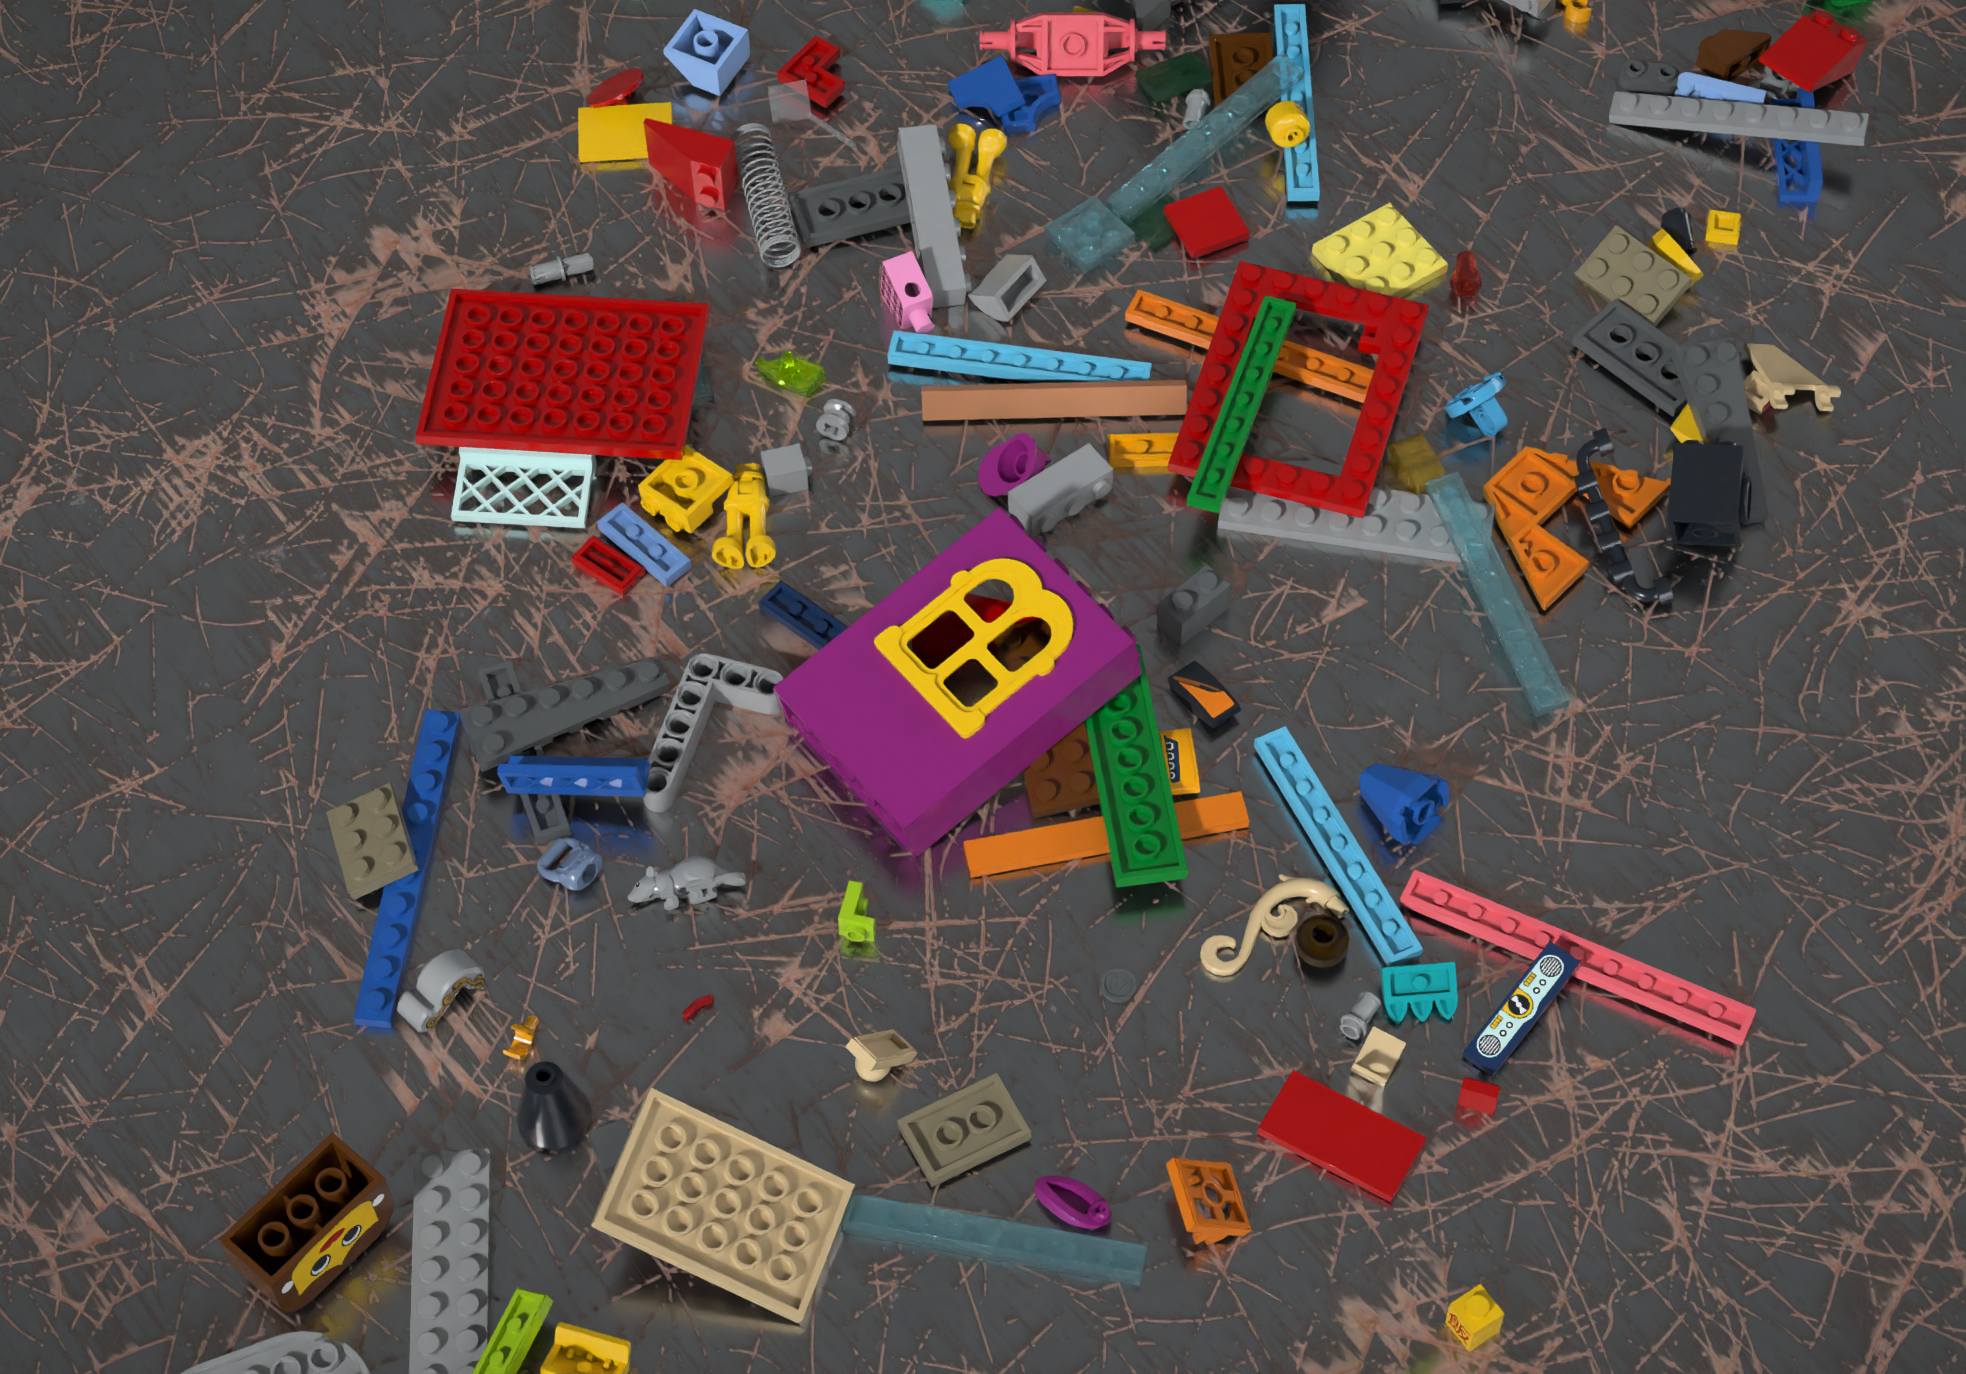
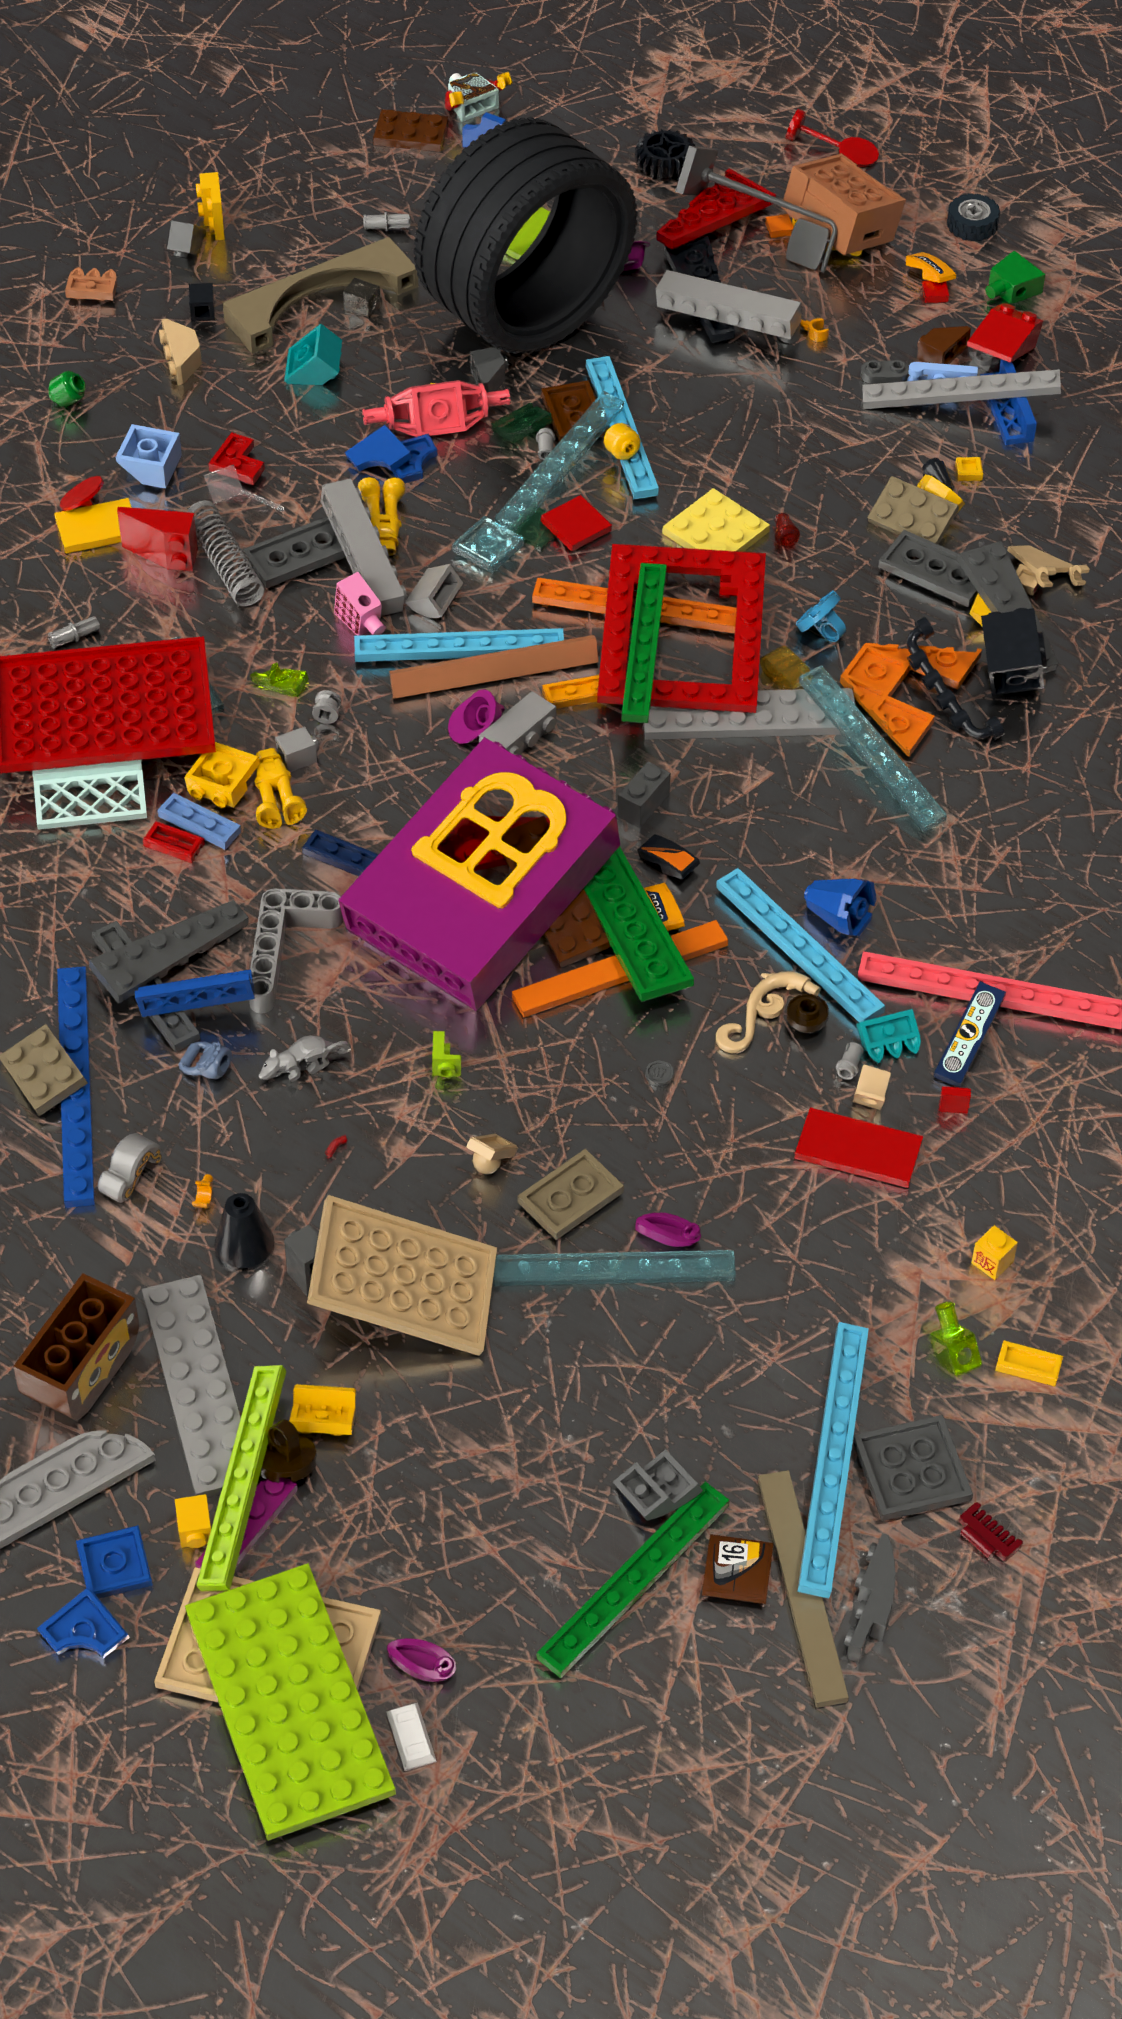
camera: 15 degrees left, 5 degrees down
(1221, 1180) = (778, 1228): orange piece -> none

